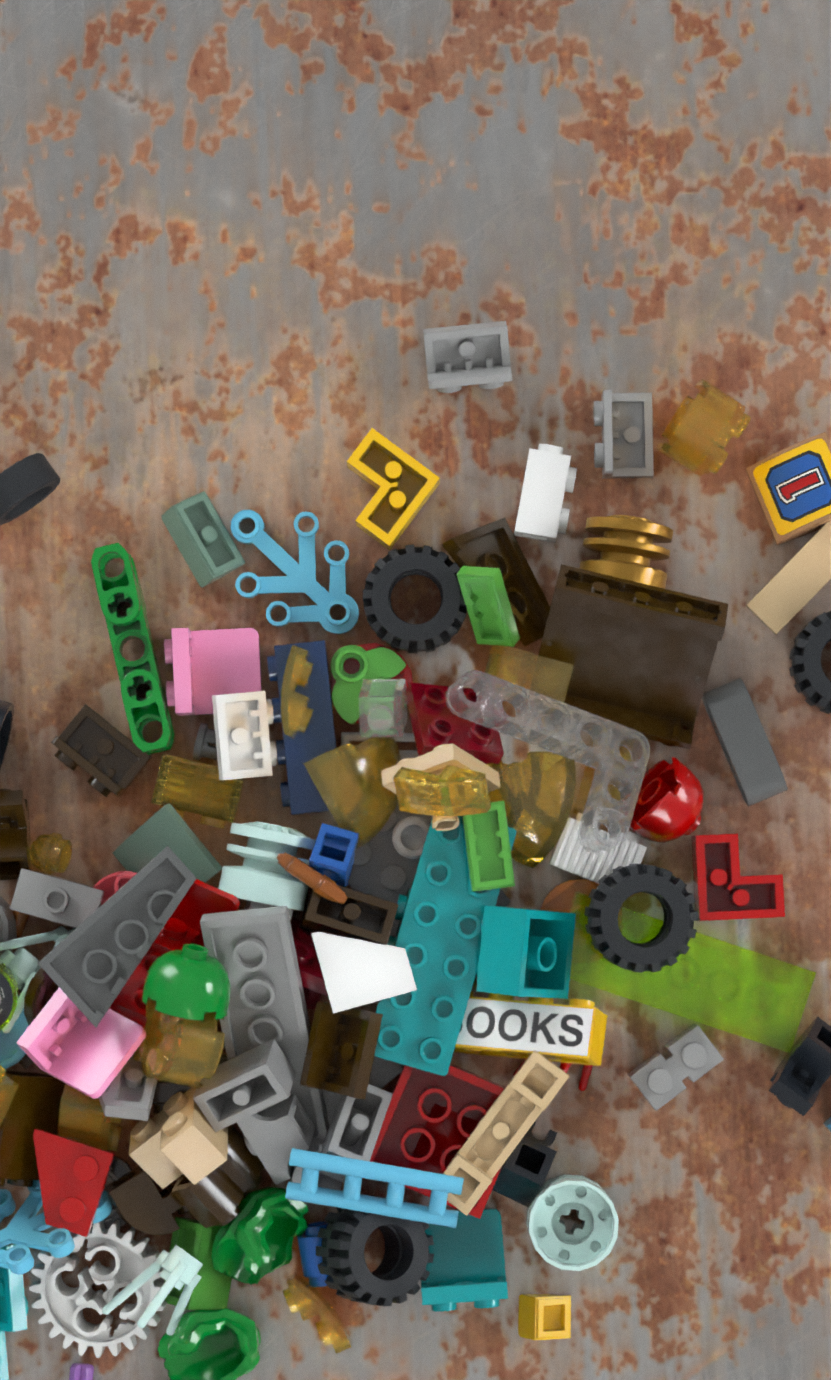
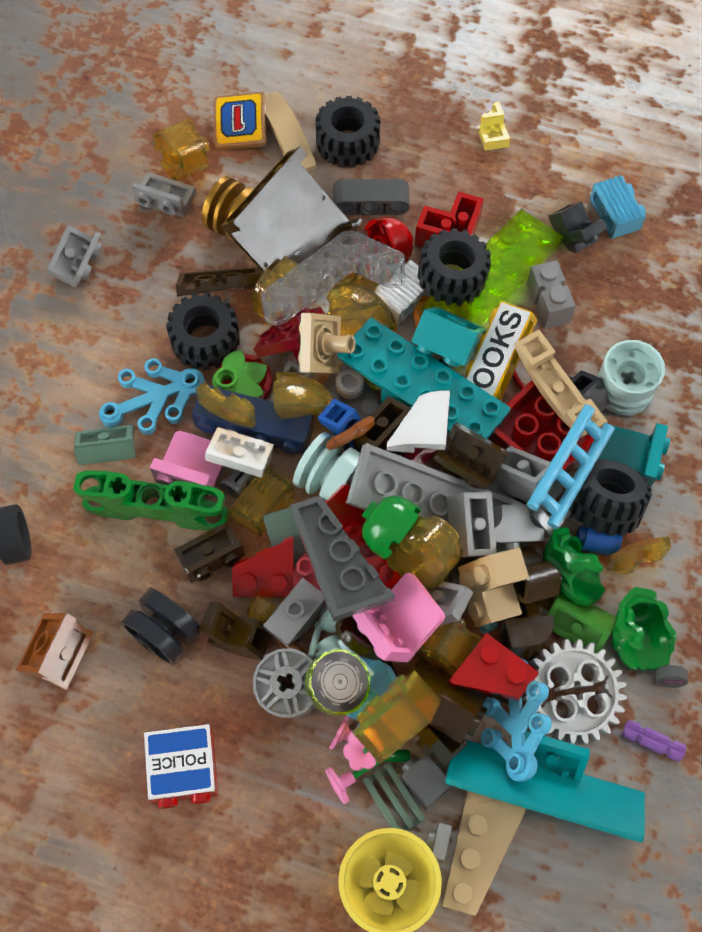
camera: 70 degrees left, 20 degrees down
(100, 837) = (266, 573): none -> red wing
(178, 1270) = (584, 624): light aqua plant -> none
(383, 708) = (261, 364): clear brick -> none
(401, 486) = (127, 314): yellow brick -> none
(448, 794) = (330, 332): clear yellow slope -> none
(488, 606) = (226, 283): bright green plate -> none
(488, 849) = (374, 327): bright green plate -> none
(542, 494) = (176, 245): white brick -> none
(544, 1316) = (682, 425): yellow slope -> none

